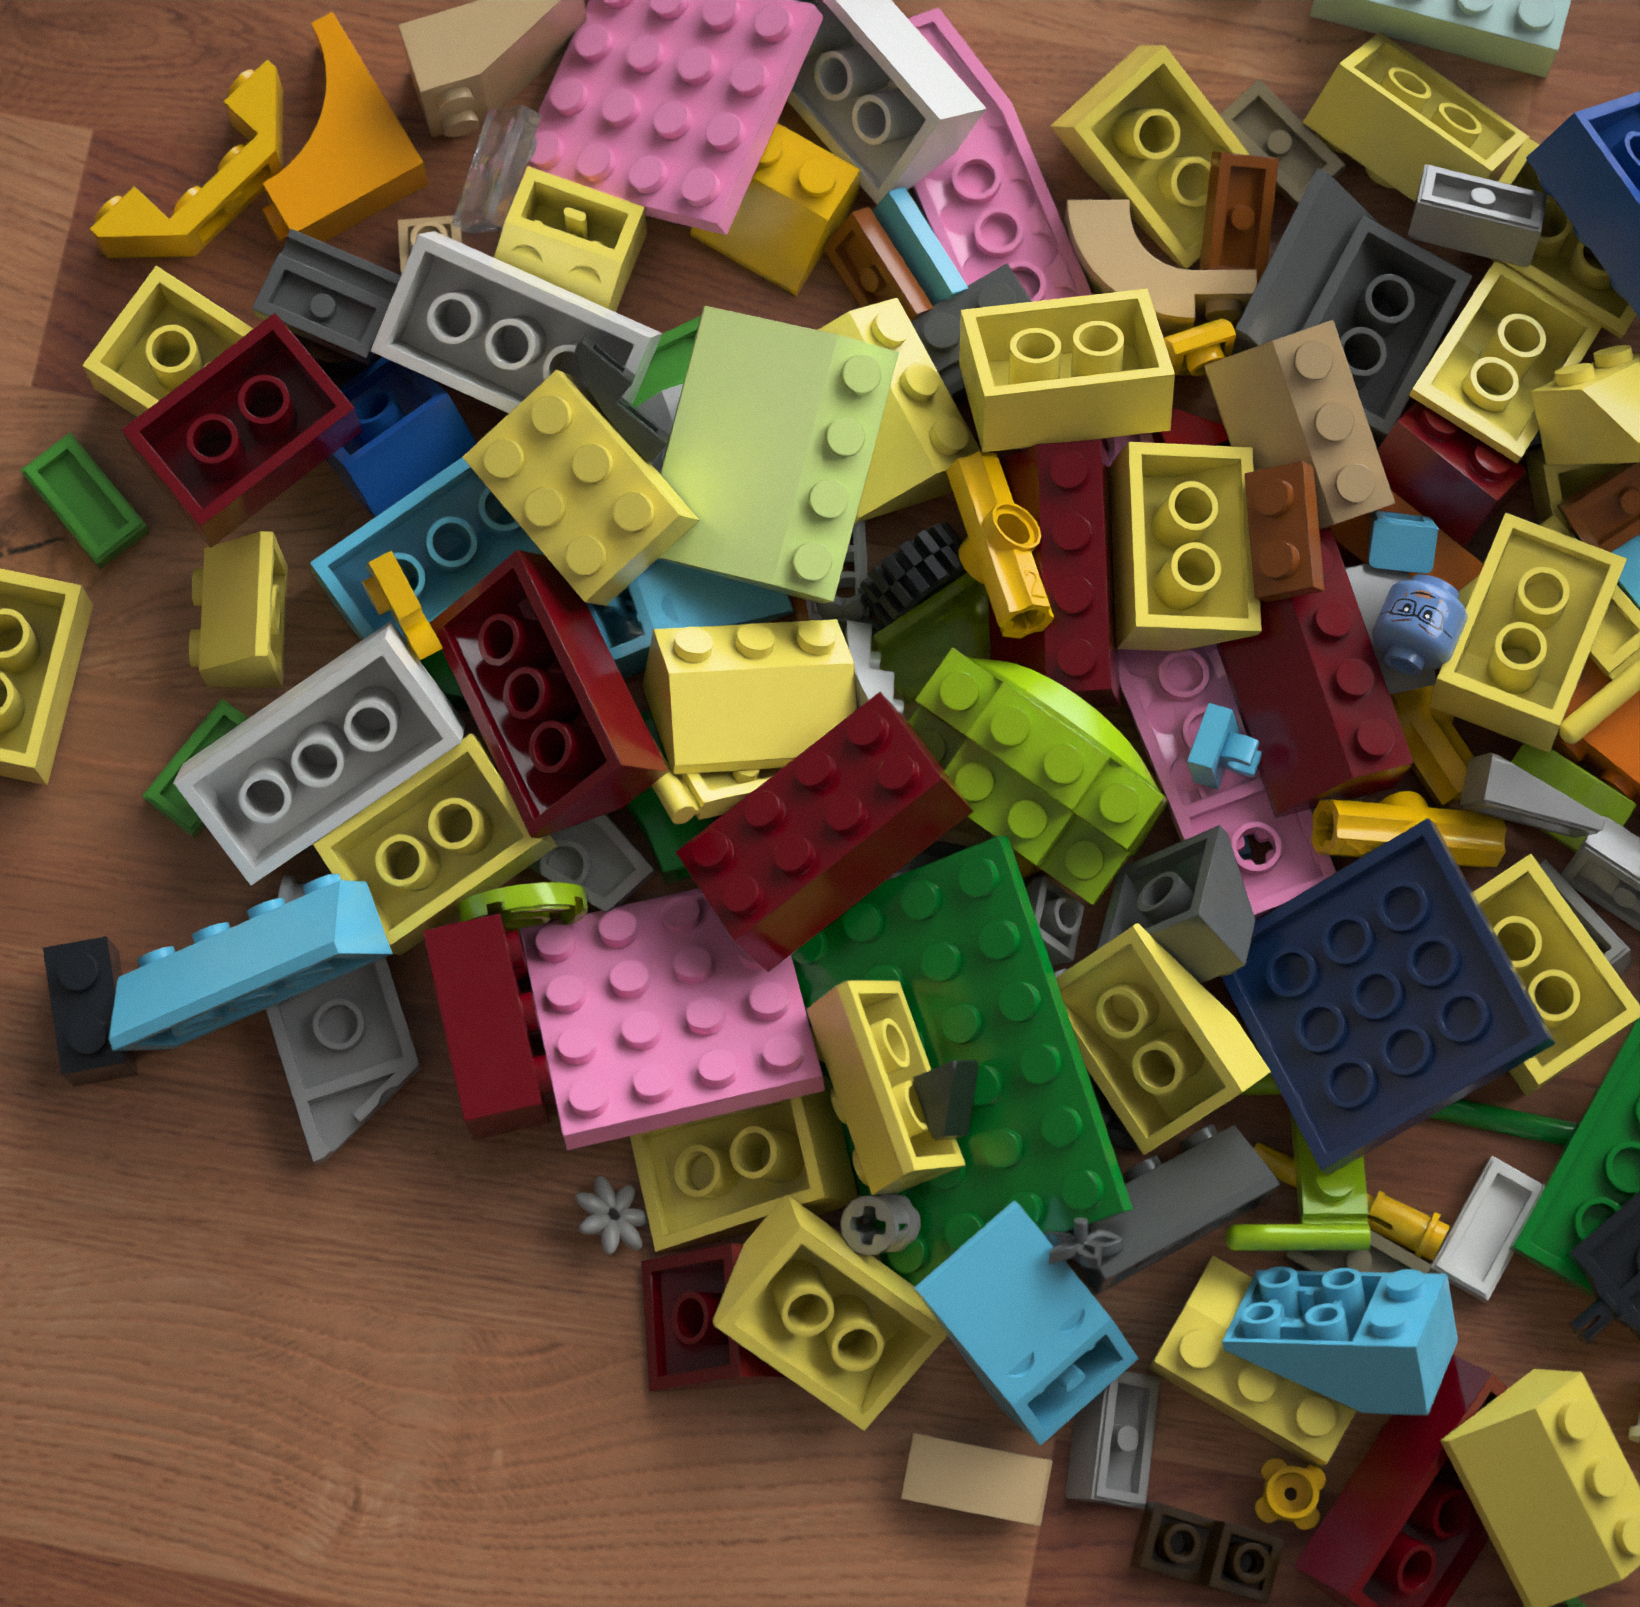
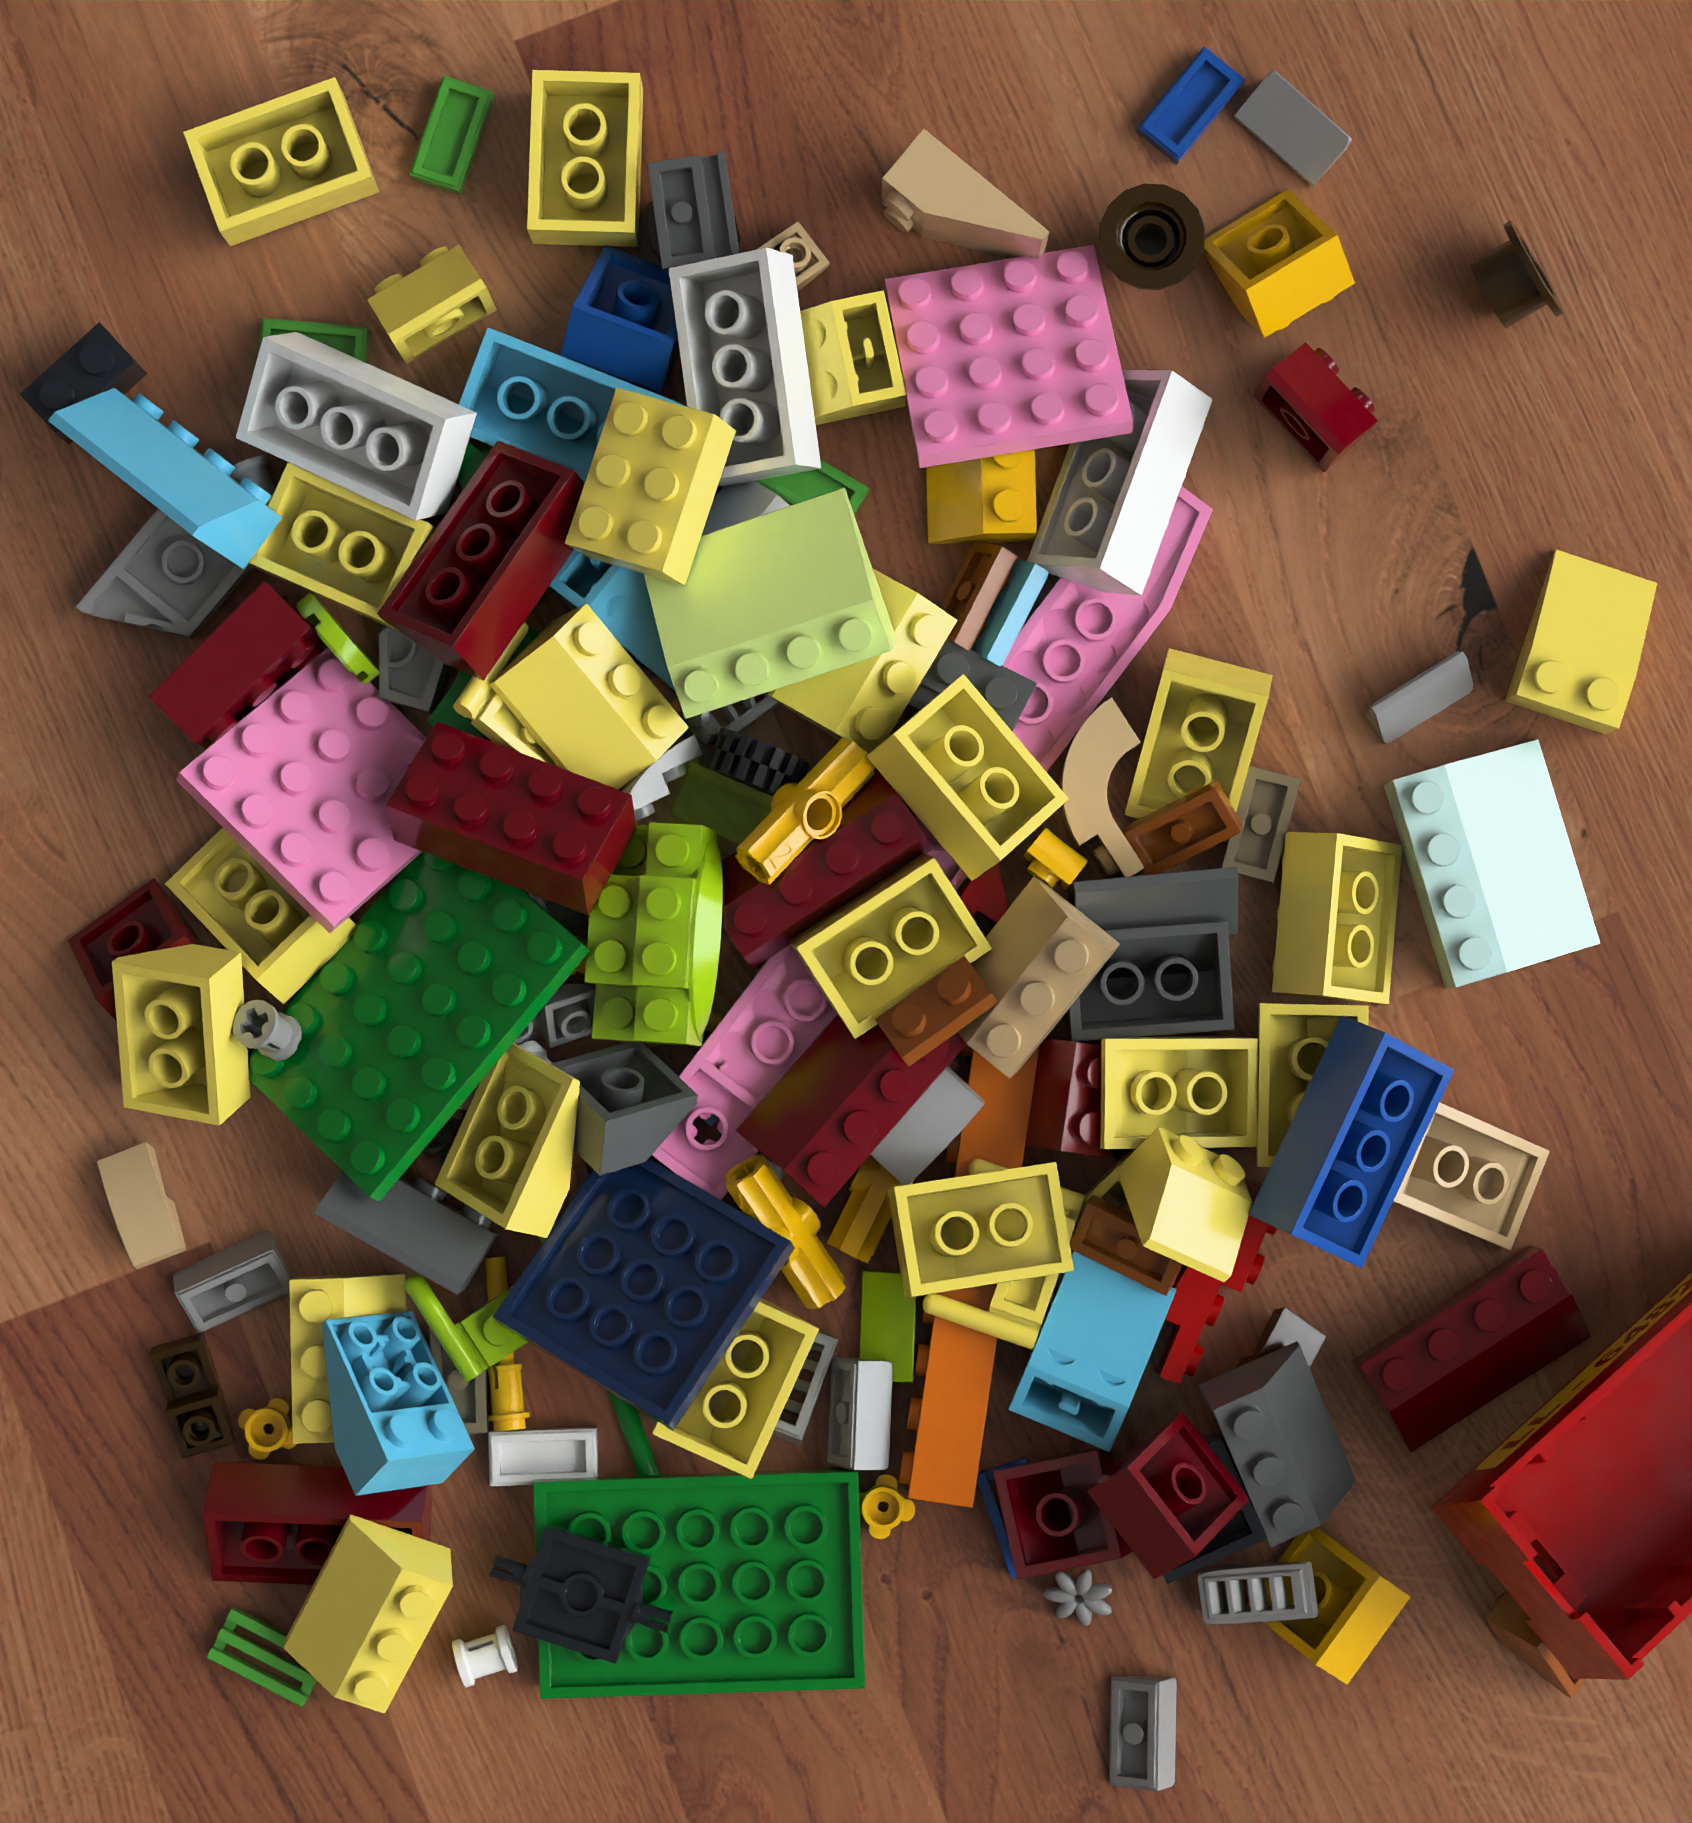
camera: 60 degrees right, 10 degrees up
(137, 228) = (816, 66): yellow slope -> none
(242, 430) = (543, 216): dark red brick -> none
(354, 157) = (823, 158): light orange arch -> none
(392, 592) = (497, 399): yellow plate -> none
(497, 168) = (875, 268): clear plate -> none
(607, 383) = (739, 454): pearl dark grey slope -> none
(611, 1215) = (175, 841): light grey plant -> none
(871, 1057) = (358, 975): light yellow slope -> none
(947, 1098) = (373, 1024): pearl dark grey slope -> none
(1026, 1324) = (257, 1176): medium azure slope -> none
(1085, 1245) = (329, 1182): dark grey plant -> none
(1221, 748) = (756, 1059): medium azure tile -> none
(1401, 541) = (994, 1099): medium azure slope -> none
(1419, 624) = (929, 1150): medium blue head -> none
(1477, 215) = (1281, 1005): light grey slope -> none
(1512, 794) = (855, 1287): light grey slope -> none

